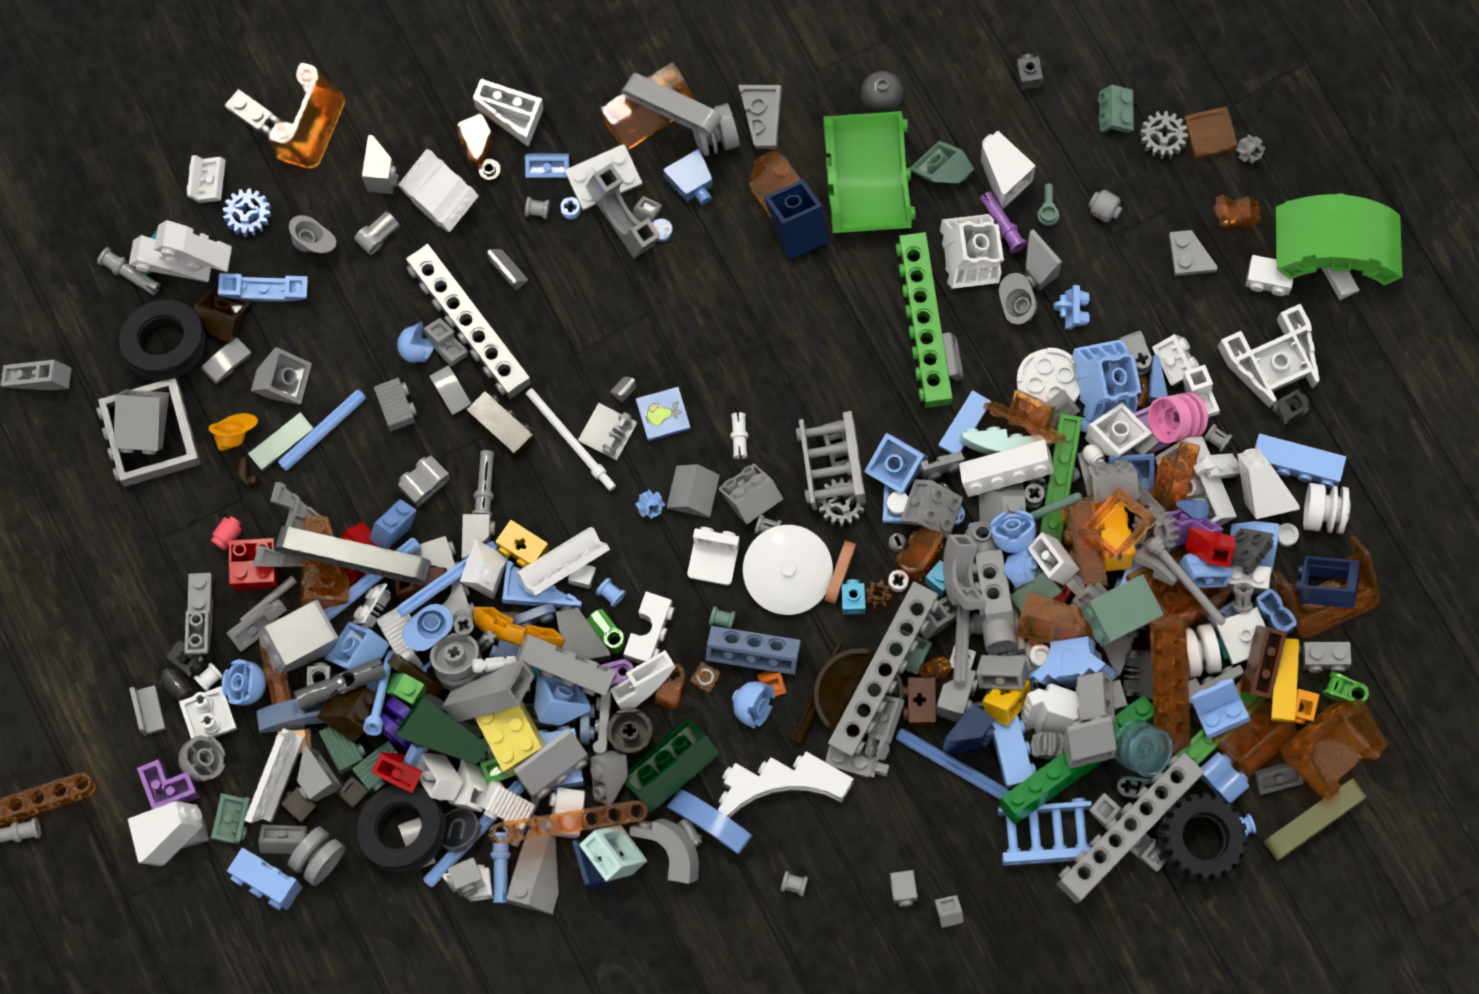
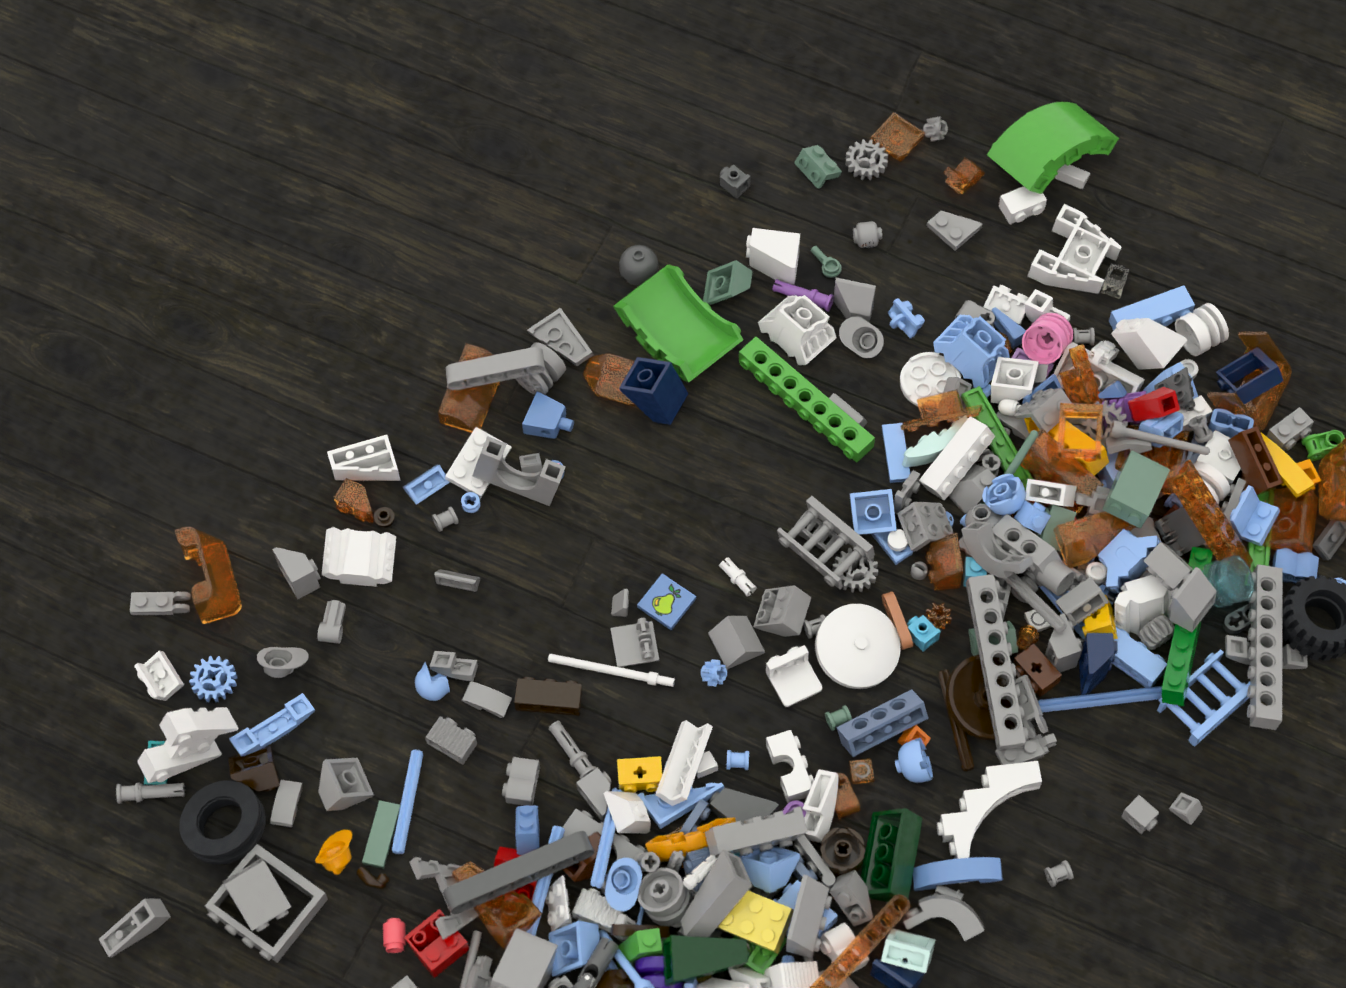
camera: 40 degrees left, 10 degrees down
(426, 259) = (391, 613): brick -> none
(606, 630) = (760, 788): bright green piece -> none
(900, 573) = (944, 590): white bush -> none

